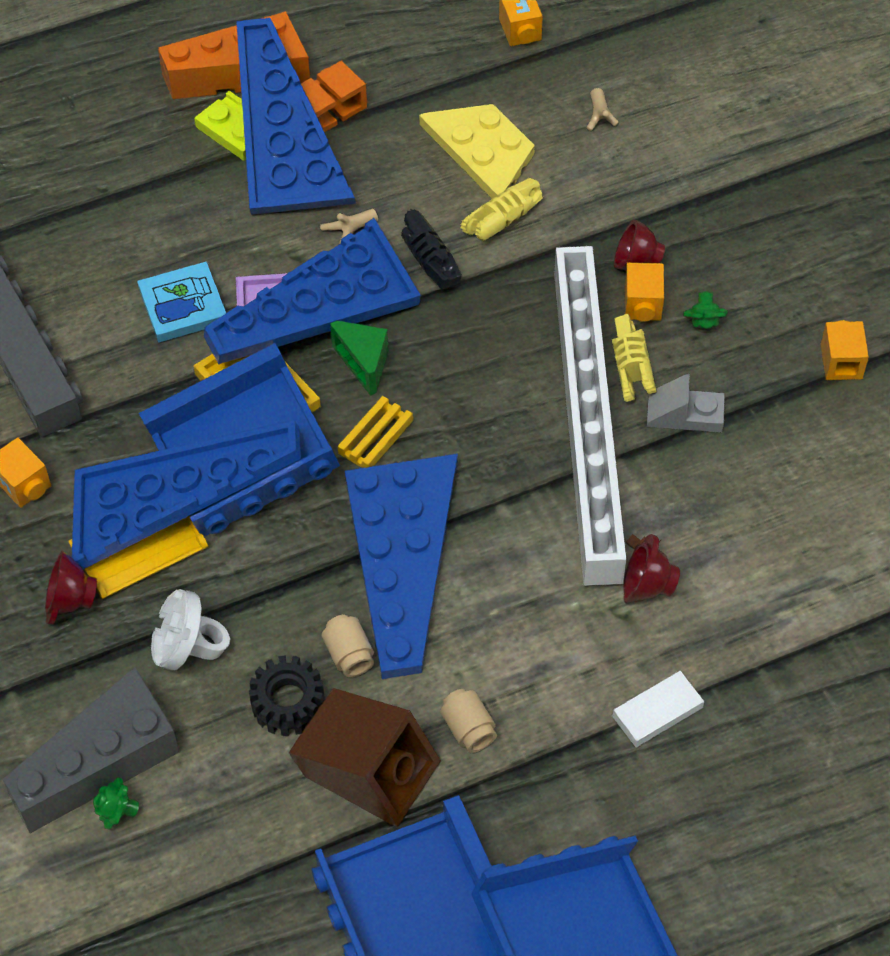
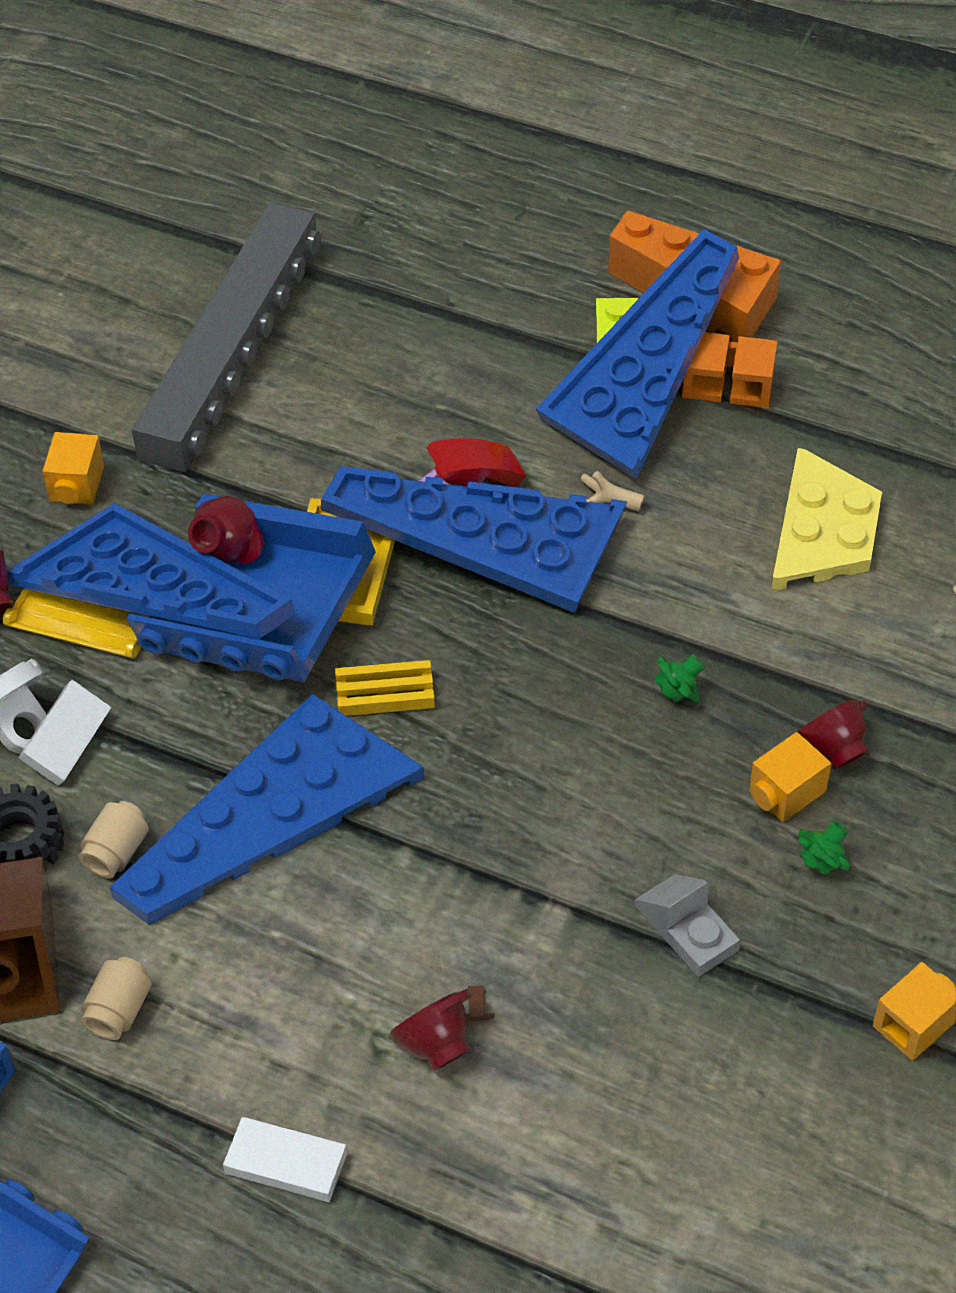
camera: 50 degrees right, 5 degrees down
(181, 301) = (382, 439): medium azure tile -> none
(184, 420) = (226, 531): none -> dark red piece
(236, 618) = (64, 732): none -> white tile
(261, 266) = (475, 460): none -> red slope
(362, 350) = (463, 611): green slope -> none
(430, 250) = (641, 572): black hinge -> none
(502, 209) = (760, 592): light yellow hinge -> none
(525, 290) = (679, 679): none -> green plant
(589, 418) = (570, 838): white brick -> none
(632, 358) = (694, 827): light yellow hinge -> none

